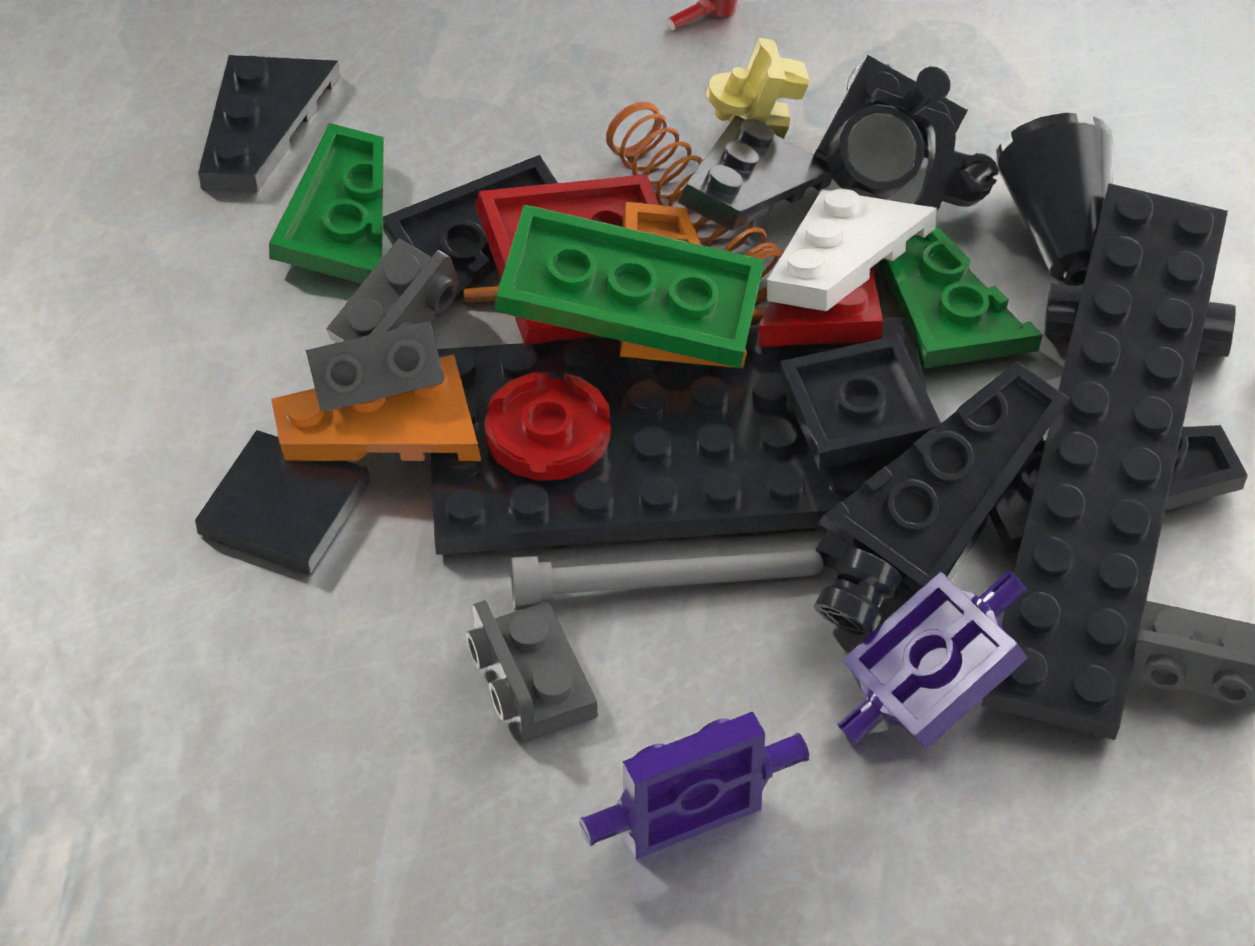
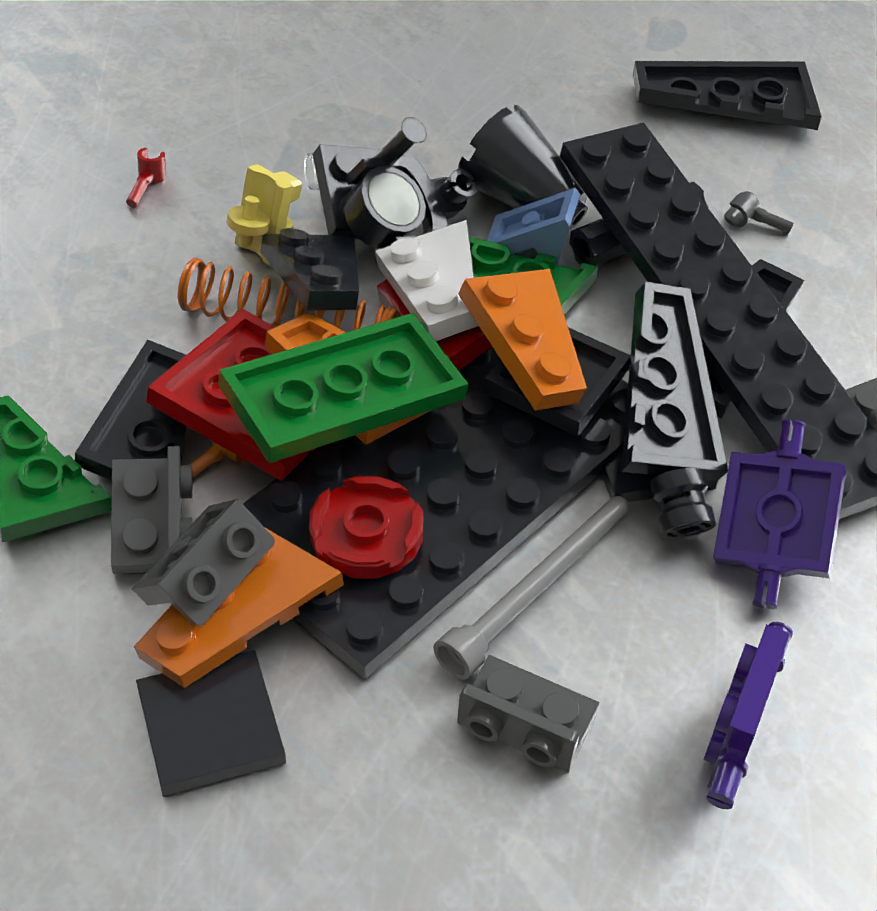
camera: 45 degrees left, 0 degrees up
(851, 340) = (529, 334): none -> orange wing
(1020, 263) = (537, 225): none -> medium blue slope

